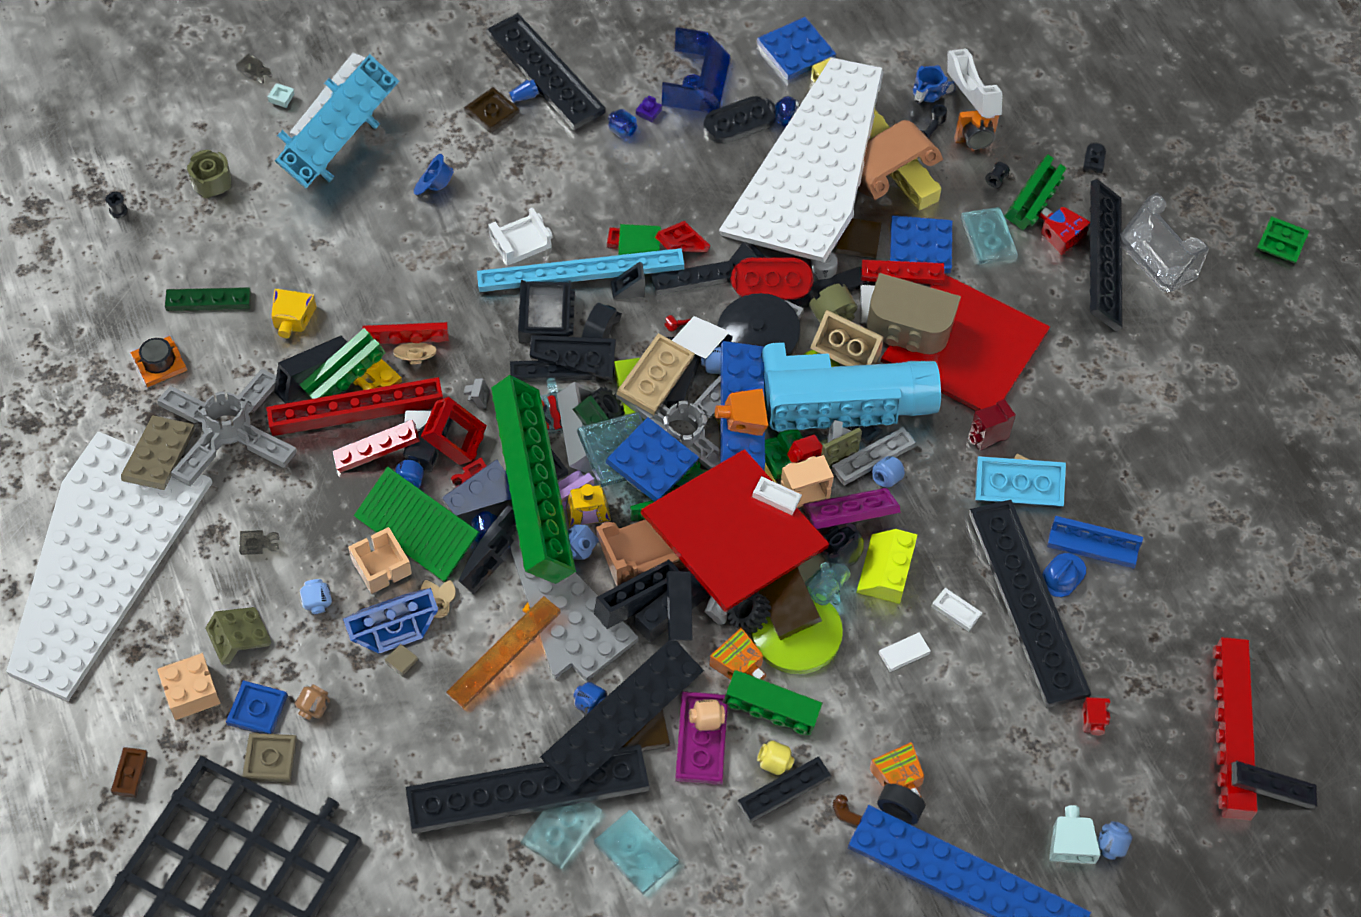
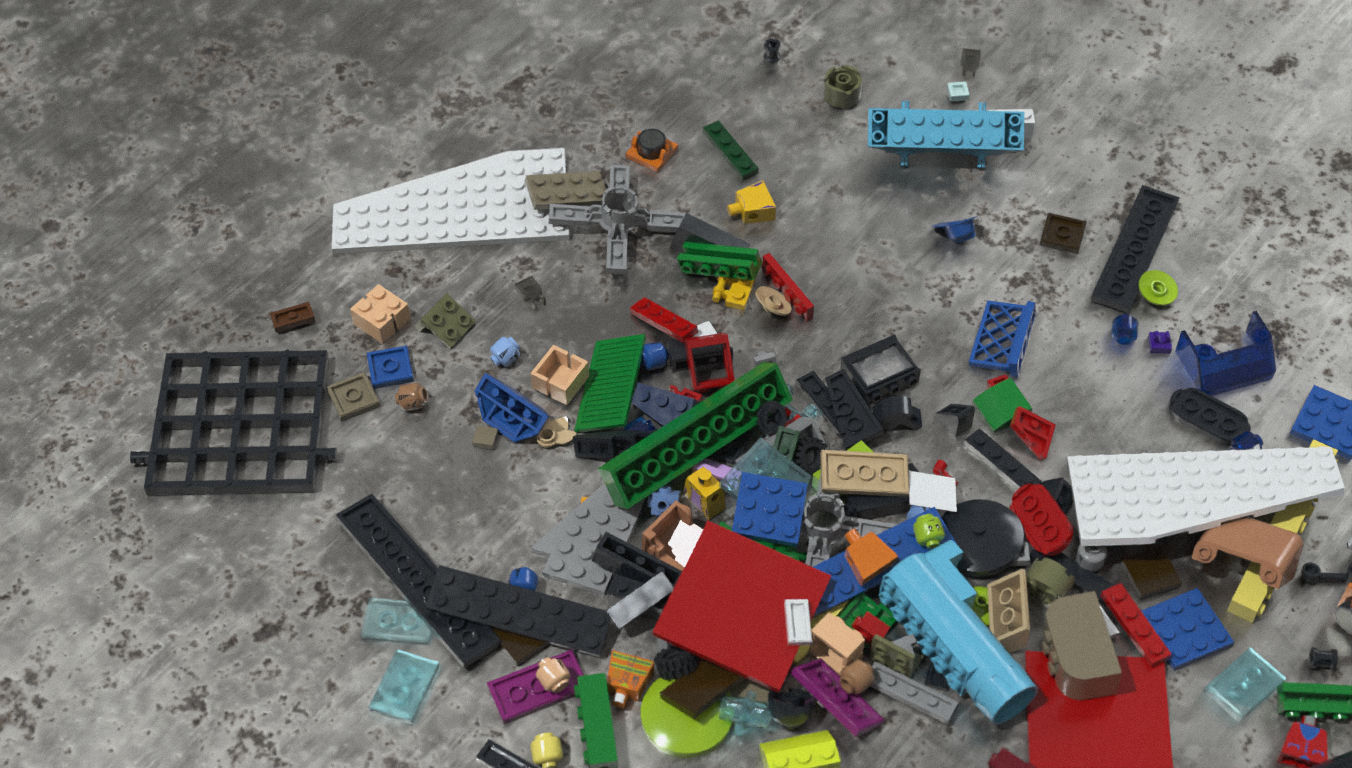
camera: 65 degrees right, 5 degrees down
(353, 406) = (692, 288): red brick -> none
(503, 652) = (531, 501): clear orange tile -> none
(521, 238) = (943, 317): white panel -> none
(524, 91) = (1099, 244): blue cone -> none
(549, 414) = (779, 417): none -> black gear
(579, 193) = (1019, 343): none -> blue fence
(579, 269) = (944, 375): medium azure plate -> none
(598, 78) = (1164, 285): none -> lime dish
(749, 355) = (928, 531): none -> lime head
(845, 484) = (856, 677): none -> medium nougat head
(888, 471) = (900, 711): medium blue head -> none

